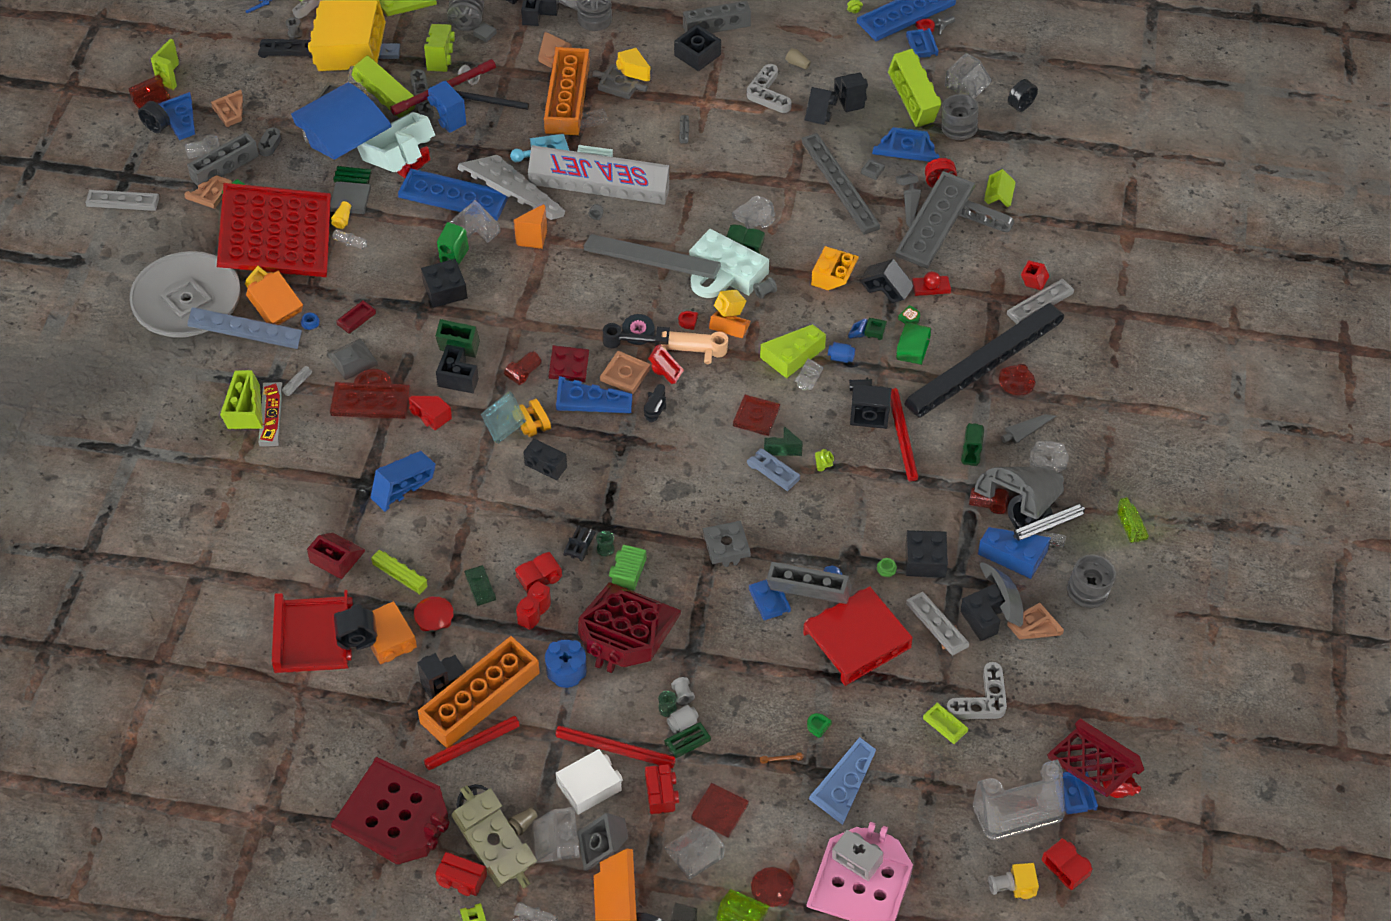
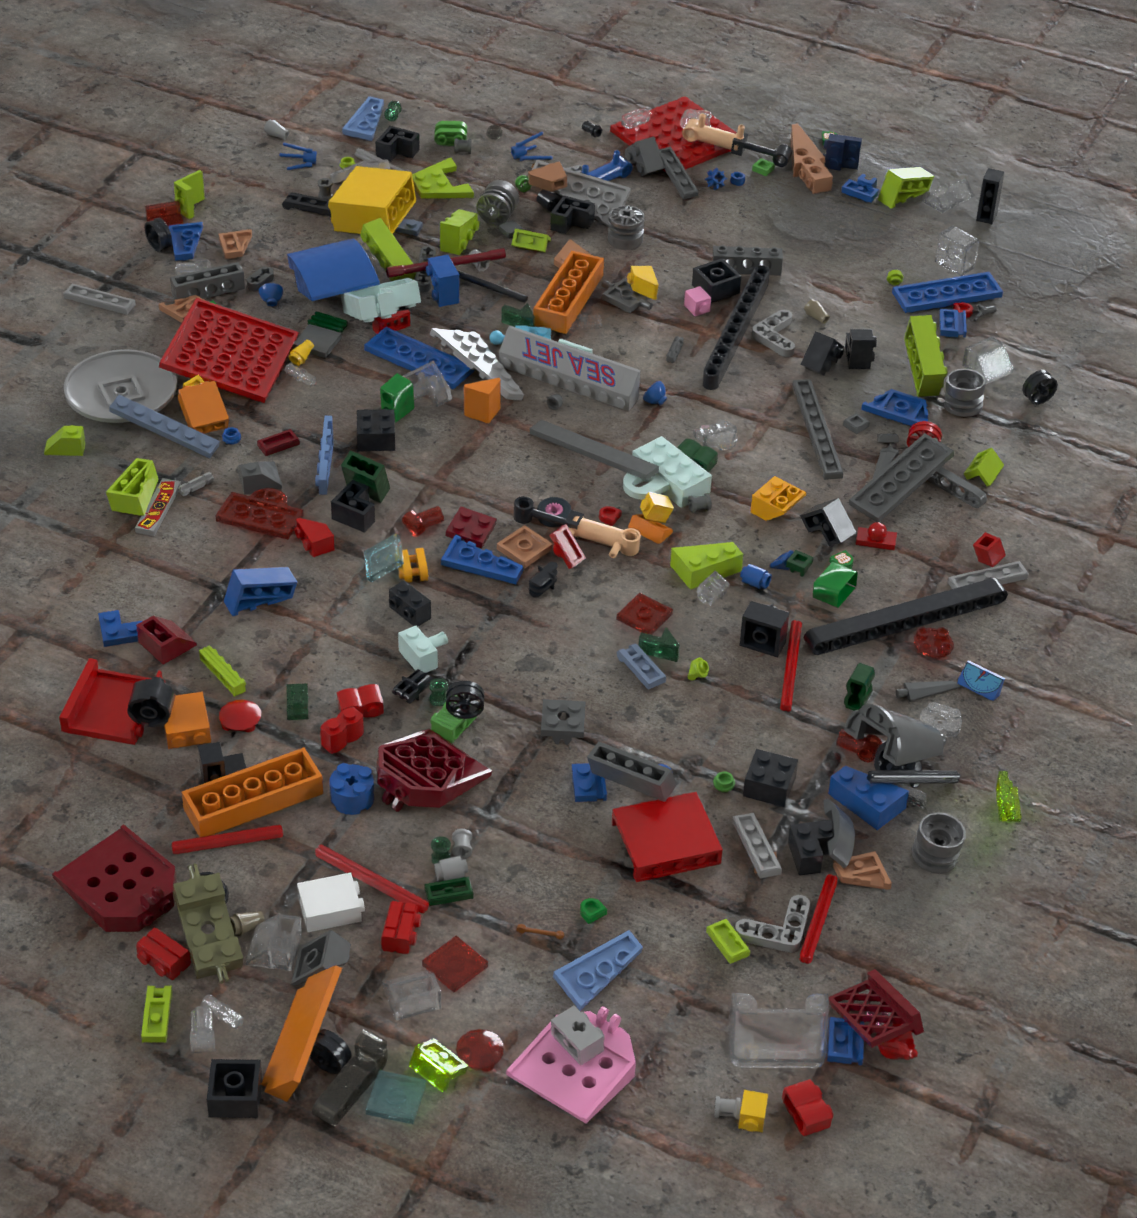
camera: 15 degrees right, 10 degrees down
(155, 366) = (66, 442): none -> lime slope
(285, 557) = (114, 632): none -> blue plate
(287, 157) = (271, 293): none -> blue brick
(408, 323) = (325, 456): none -> medium blue wing
(509, 41) = (530, 240): none -> lime panel
(532, 129) = (514, 316): none -> clear green slope
(572, 504) = (419, 649): none -> light aqua brick
(639, 550) = (466, 694): none -> black wheel
(685, 182) = (655, 394): none -> blue brick
(687, 73) = (697, 301): none -> bright pink brick
(732, 93) = (735, 328): none -> black beam
(1013, 680) = (818, 919): none -> red axle
(1070, 409) = (981, 680): none -> slope

